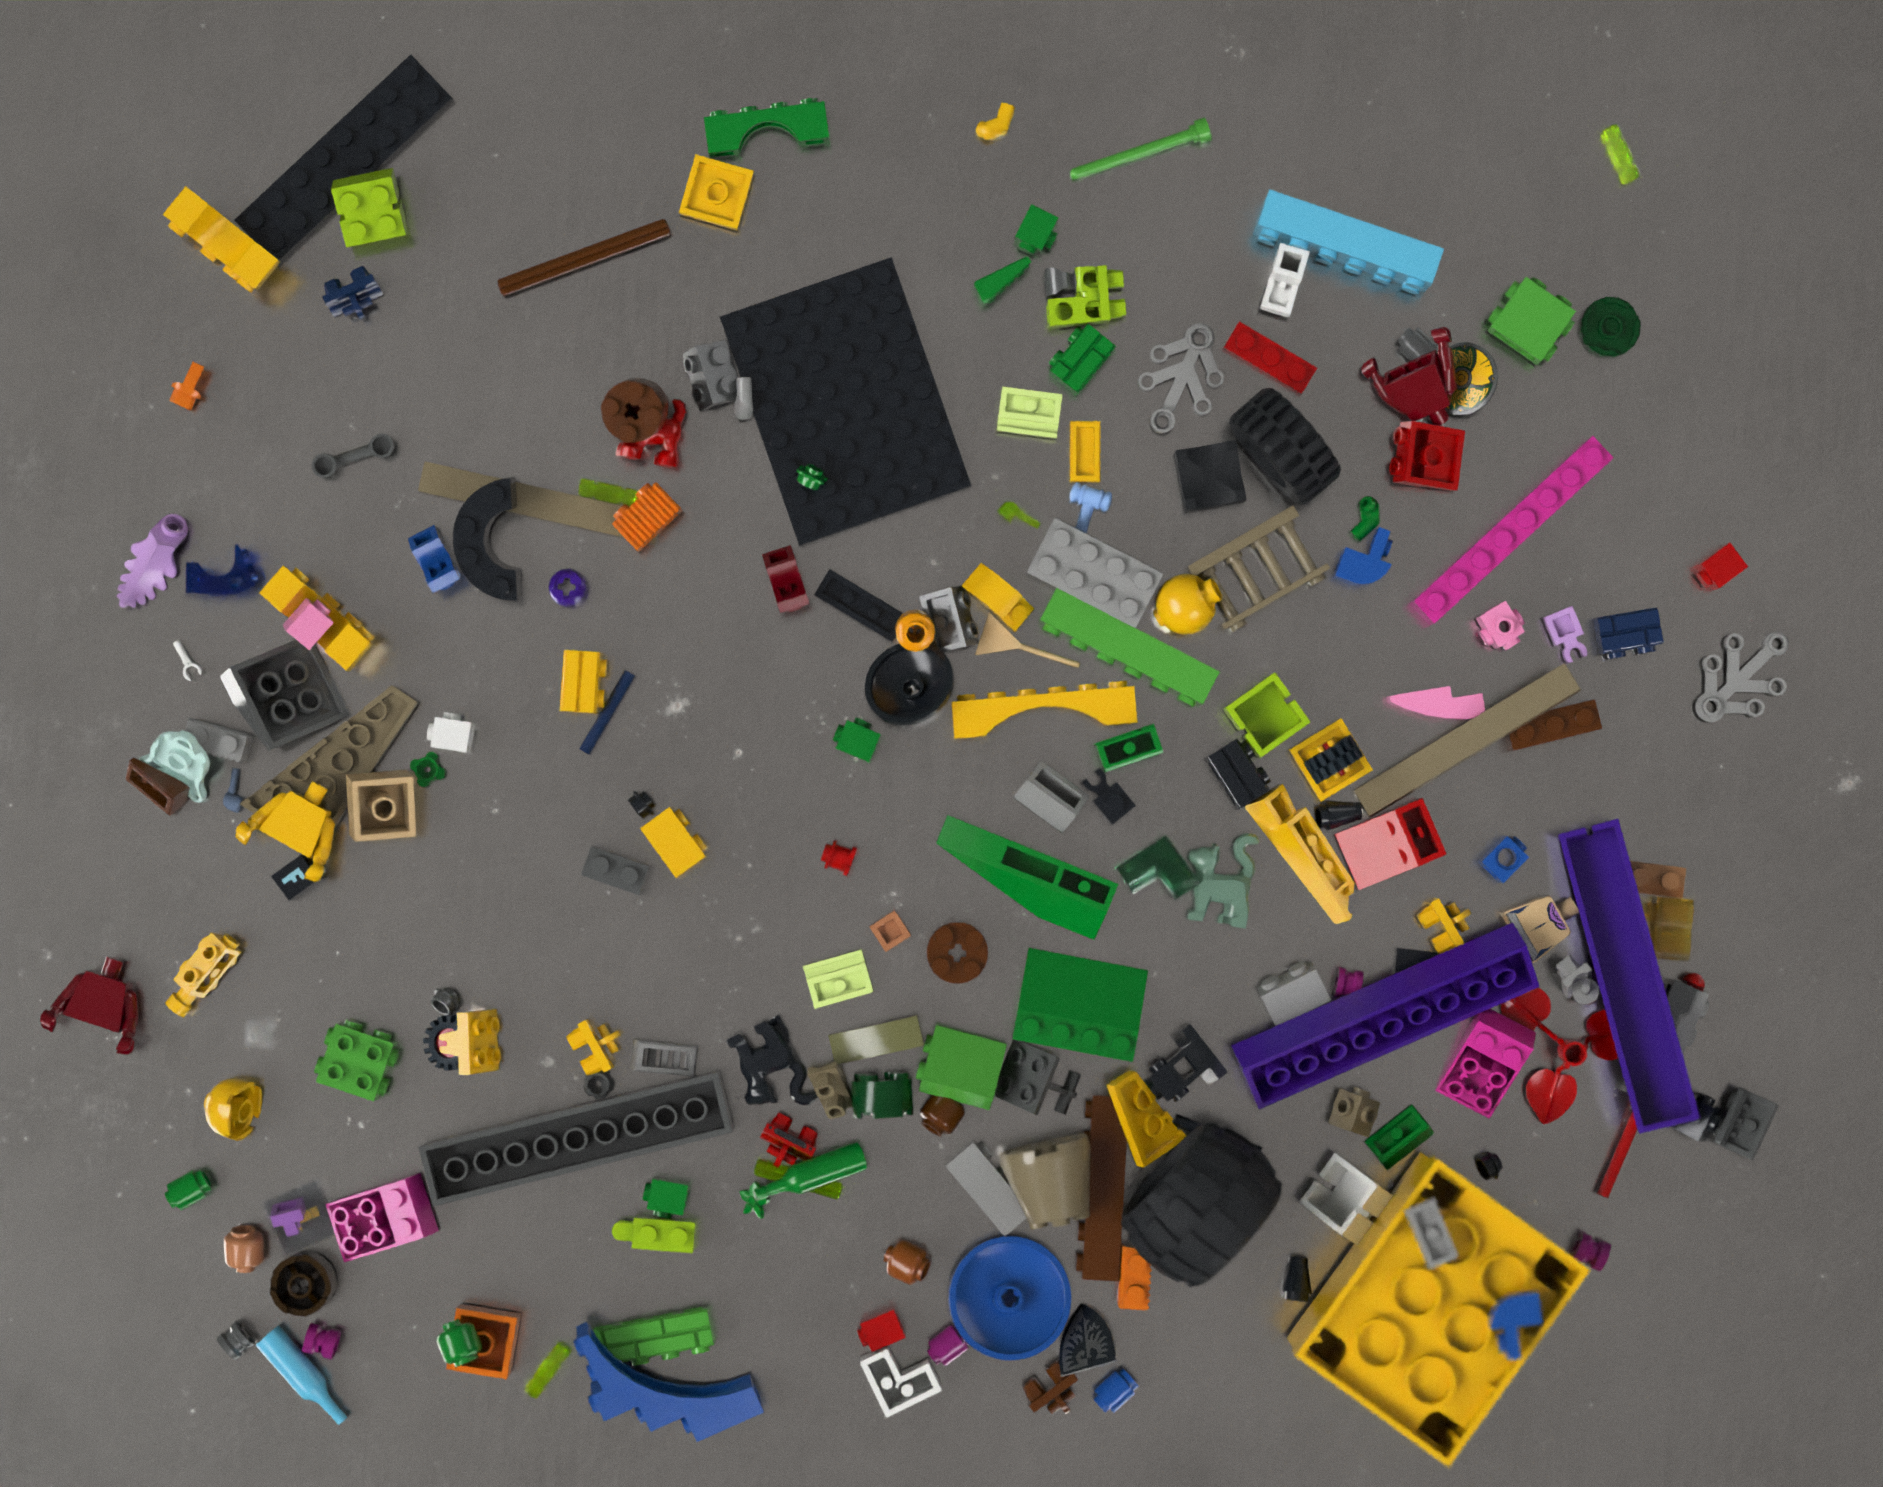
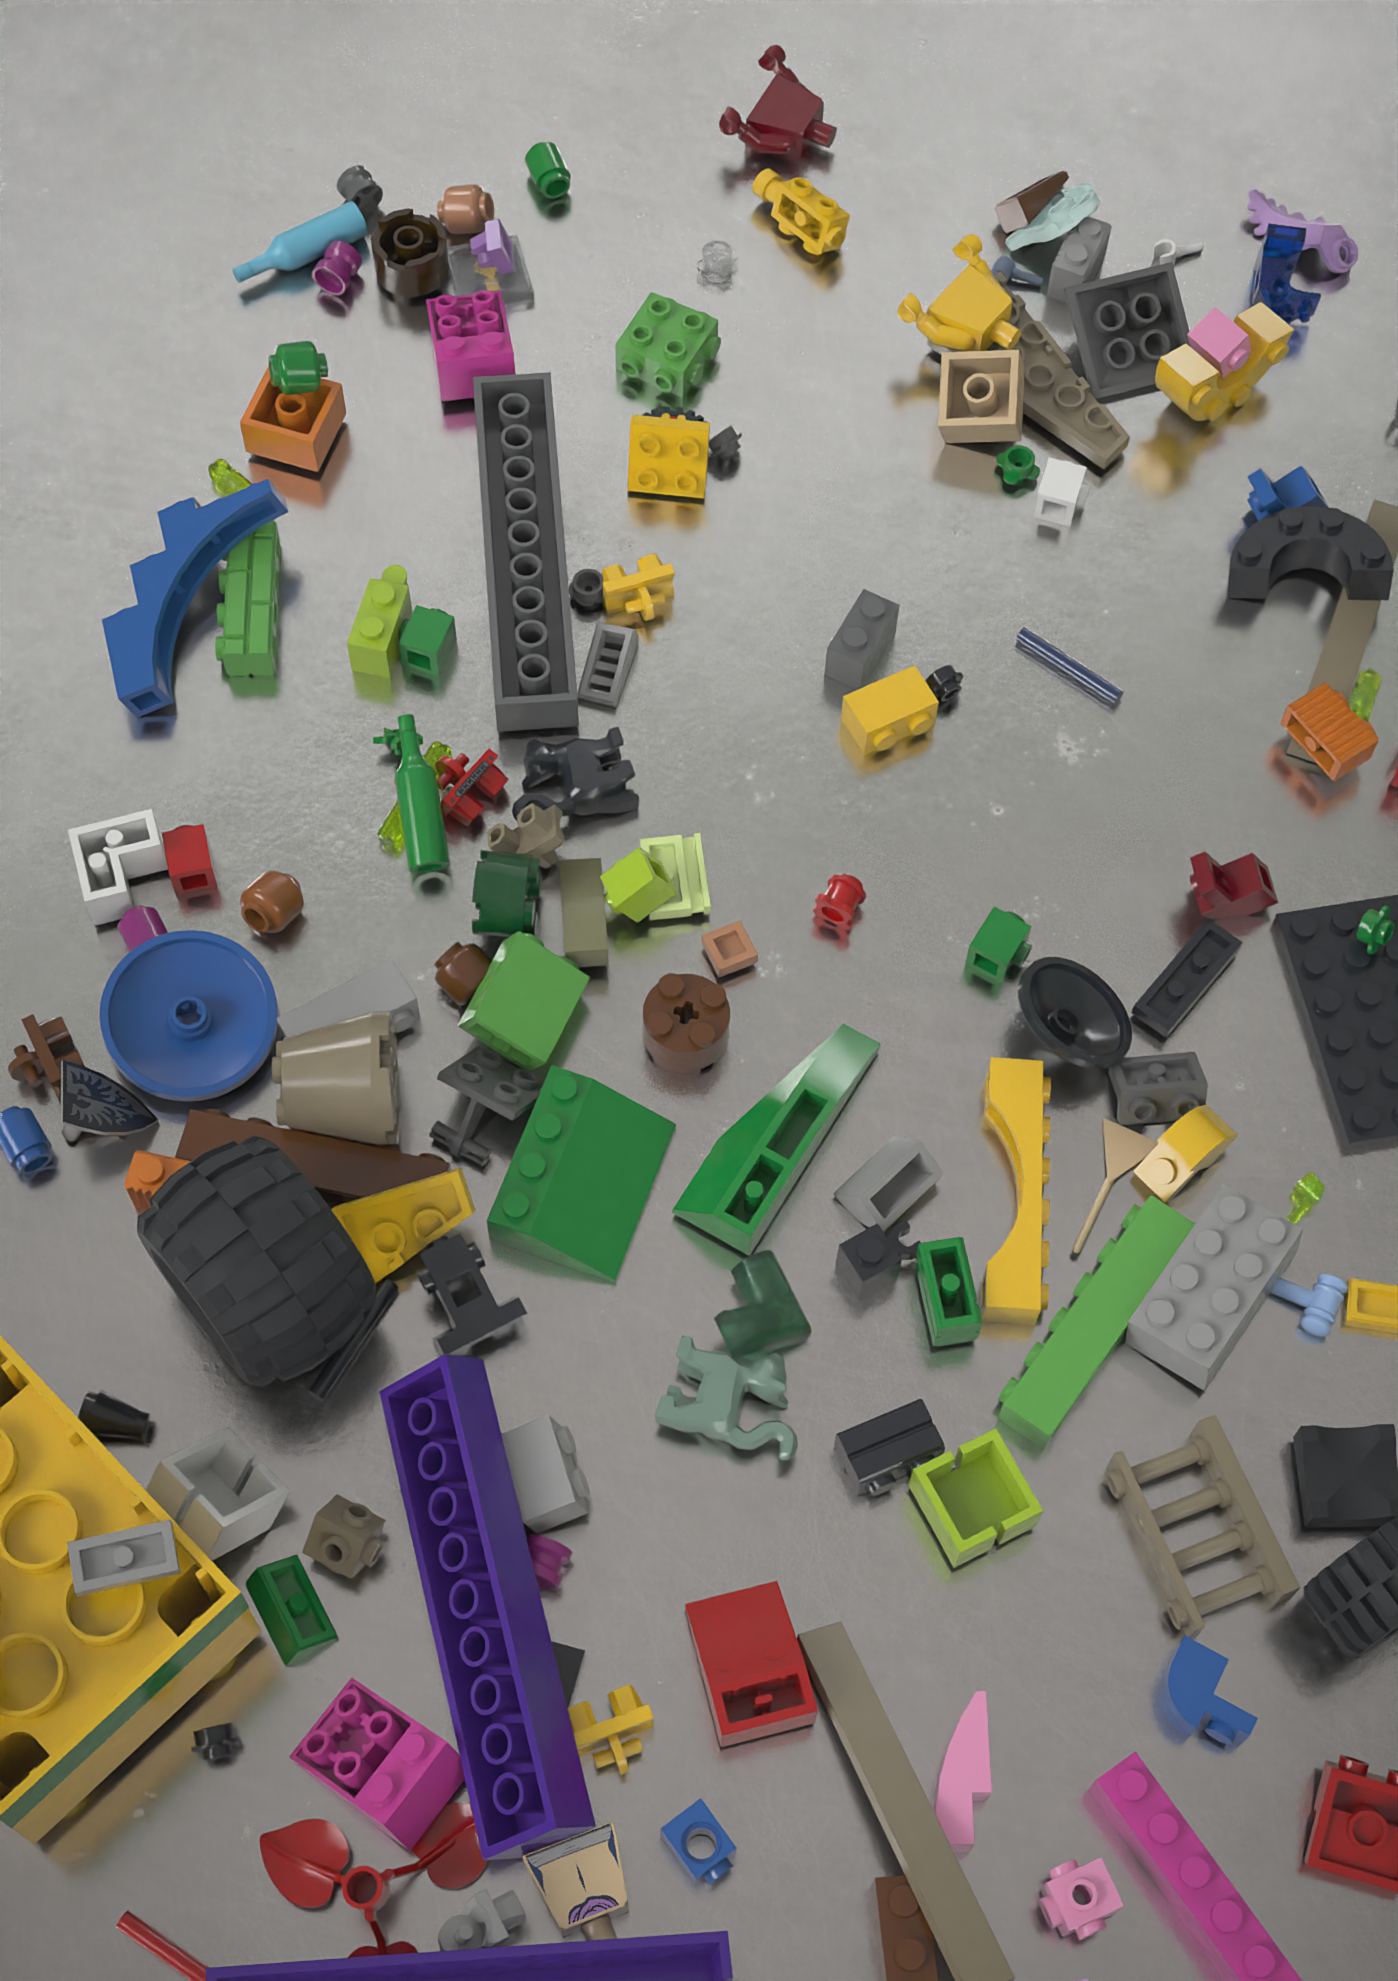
camera: 100 degrees right, 25 degrees down
(232, 1107) = (634, 217): yellow cylinder -> none
(291, 878) = (898, 333): black brick -> none
(575, 596) = (1240, 627): dark purple piece -> none
(582, 682) = (1113, 637): yellow brick -> none
(859, 1003) = (637, 885): none -> lime brick
(911, 640) = (1149, 1029): light orange head -> none
(1186, 603) = (1157, 1408): yellow brick -> none
(1305, 850) = (757, 1533): yellow wedge -> none
(1330, 759) = (893, 1591): yellow plate -> none
(1337, 813) = (807, 1589): black cone -> none
(1369, 518) = (1272, 1717): green arm -> none
(1587, 1250) = (40, 1880): magenta wheel -> none

